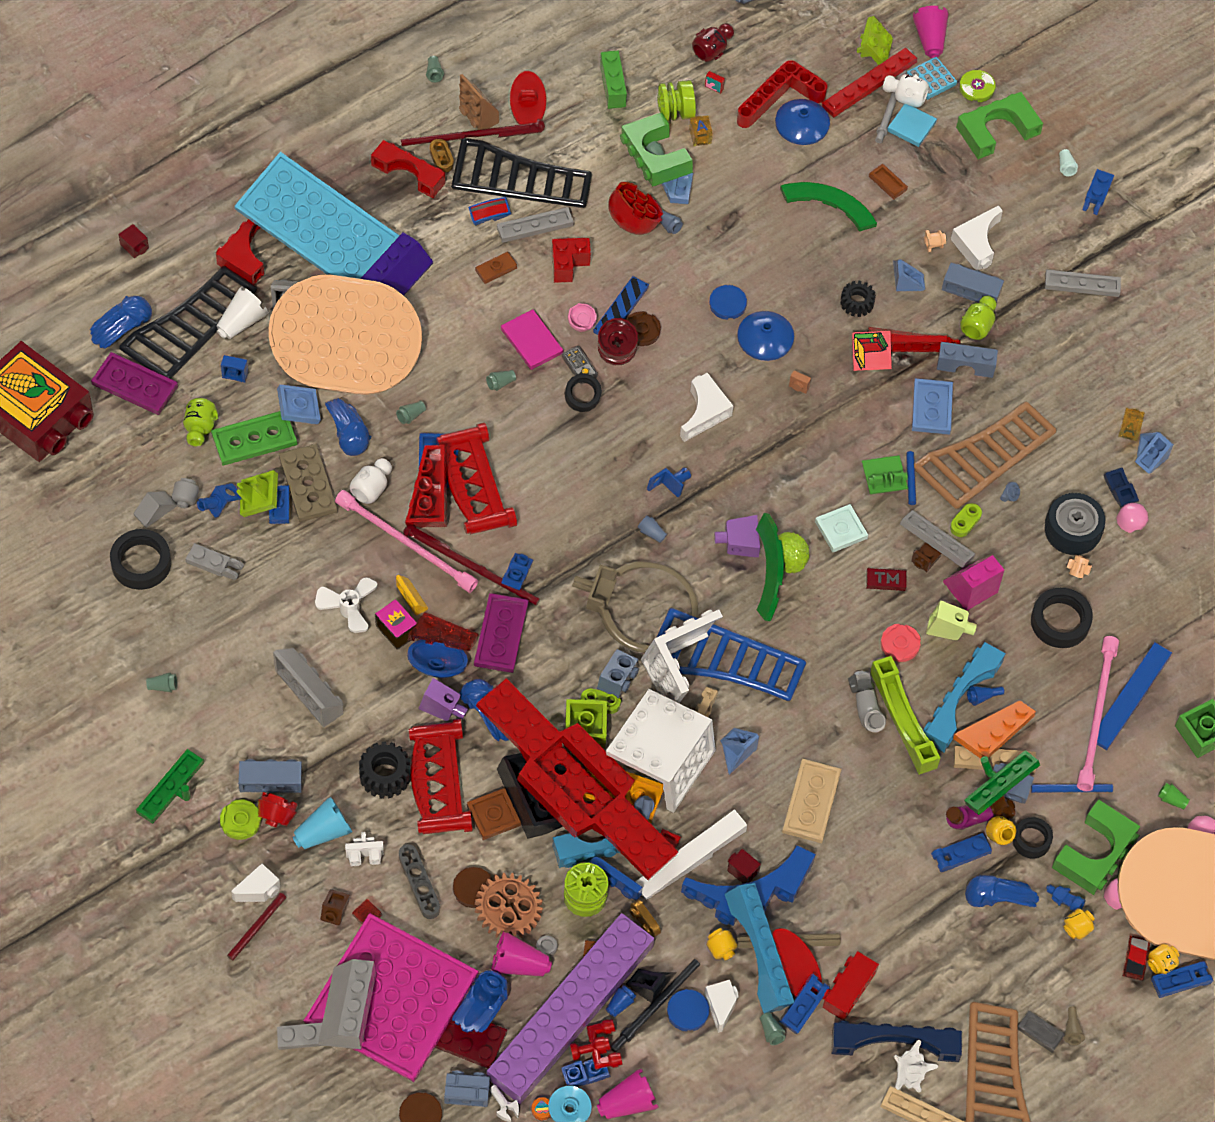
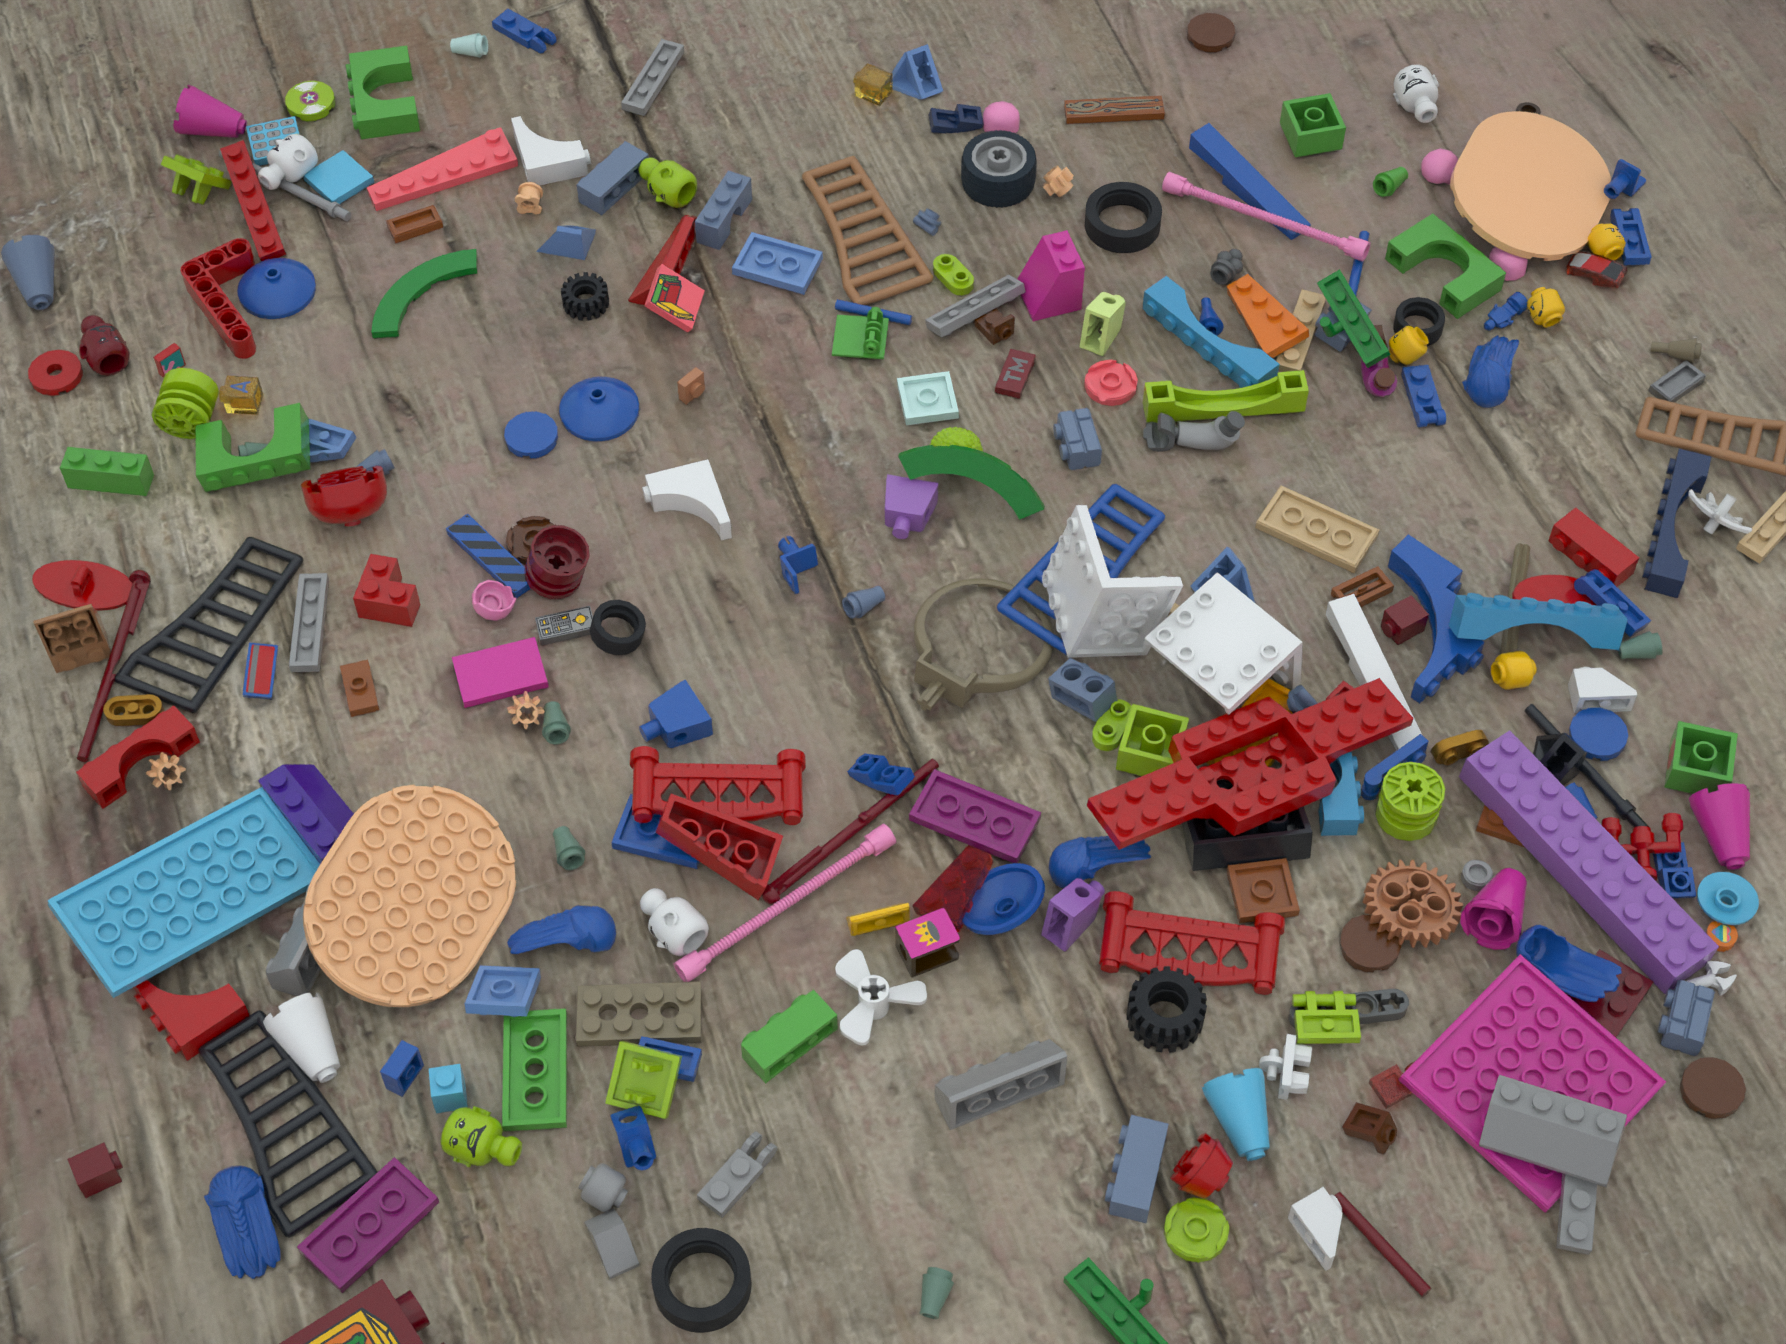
camera: 70 degrees left, 5 degrees down
(228, 396) = (447, 1088): none -> medium azure brick
(311, 564) = (788, 1035): none -> bright green brick
(396, 866) = (1326, 1026): none -> lime plate
(401, 185) = (160, 777): none -> light nougat gear
(503, 359) = (523, 717): none -> light nougat gear
(525, 445) = (677, 717): none -> blue torso
(678, 1075) = (1700, 758): none -> bright green brick
(685, 17) = (52, 361): none -> red tile
(777, 850) = (1367, 592): none -> dark orange tile
(836, 630) = (1078, 439): none -> sand blue brick
(949, 189) = (457, 166): none -> coral wing
(1039, 696) = (1226, 266): none -> dark grey piece
(1175, 592) = (1114, 109): none -> dark orange tile

